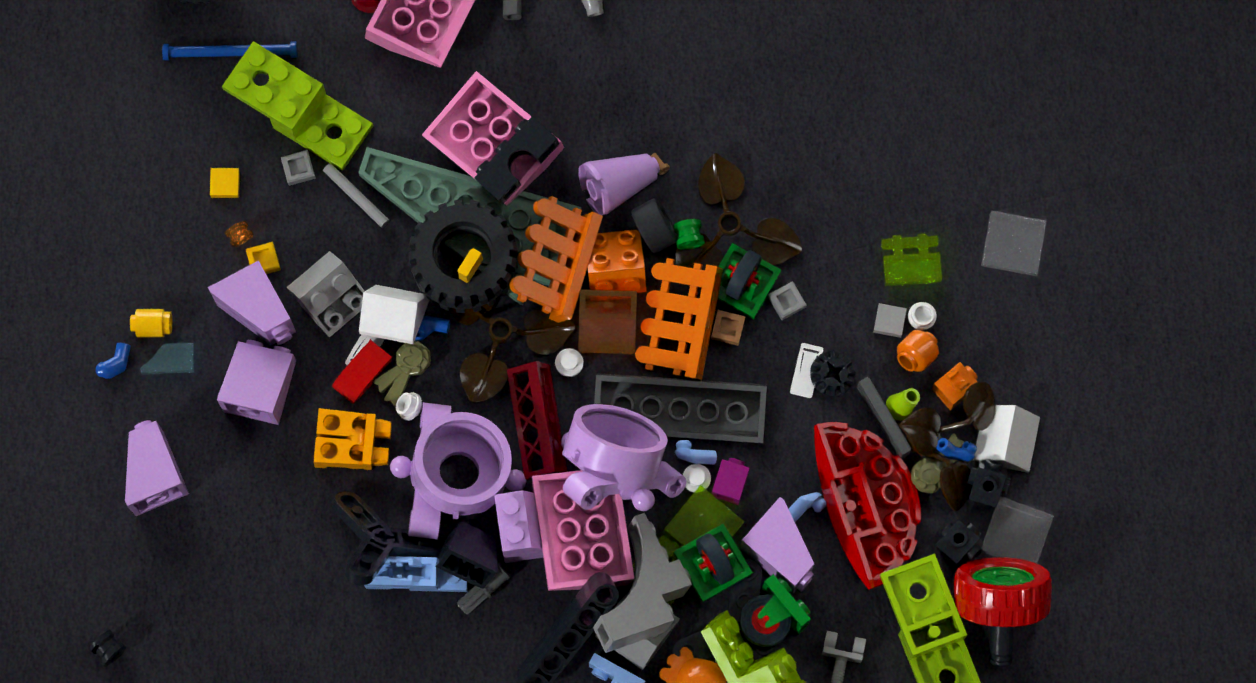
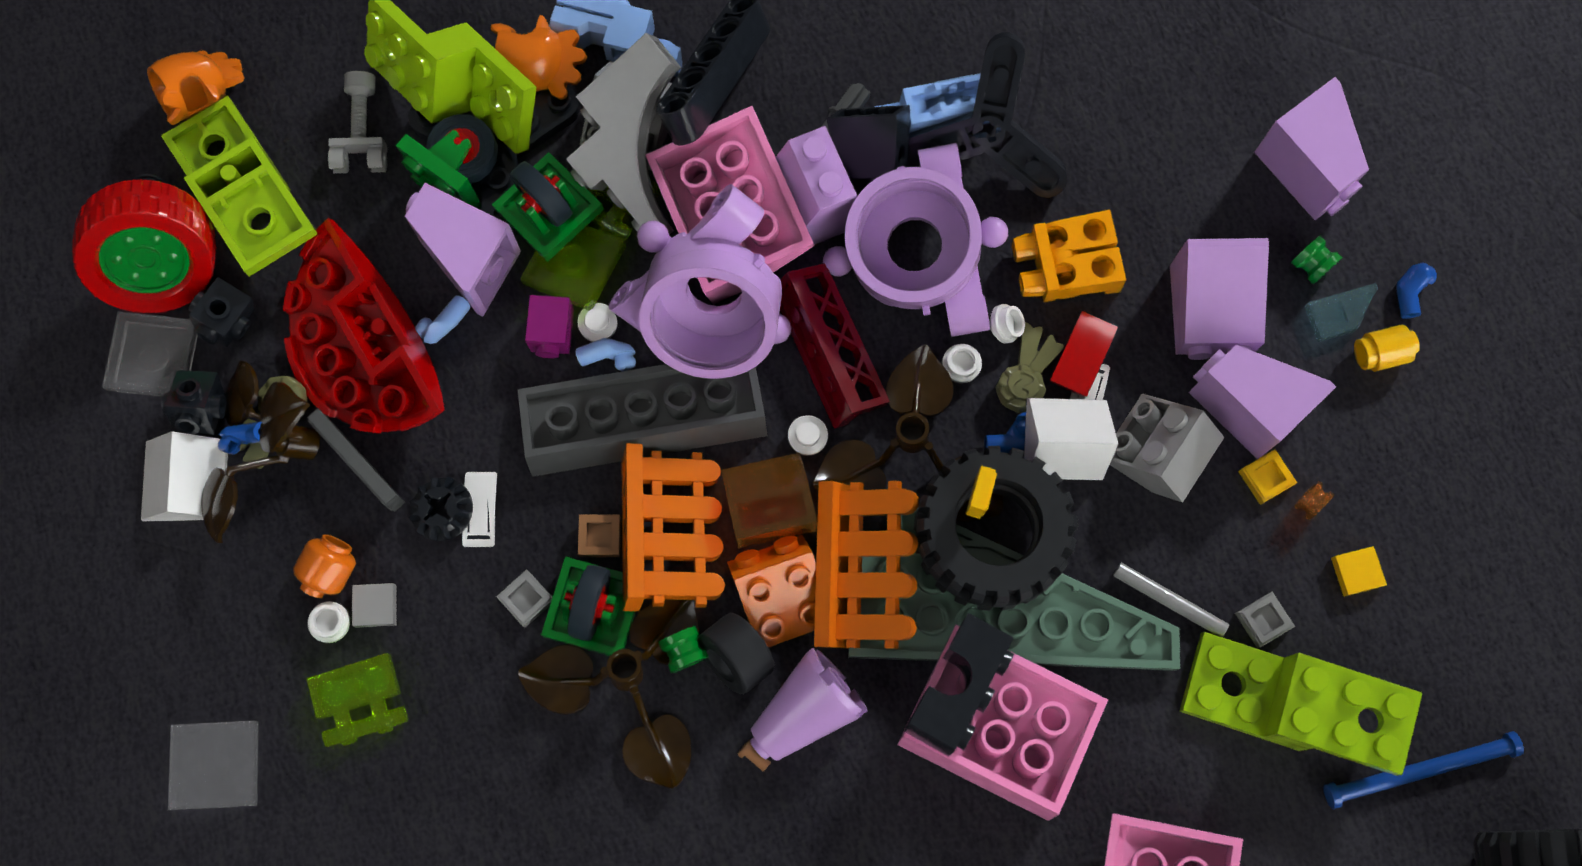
camera: 165 degrees right, 0 degrees up
(177, 396) = (1316, 259): none -> green wheel
(448, 387) = (962, 363): none -> white plate
(903, 403) = (333, 483): lime cone -> none
(954, 384) = (261, 530): orange brick -> none

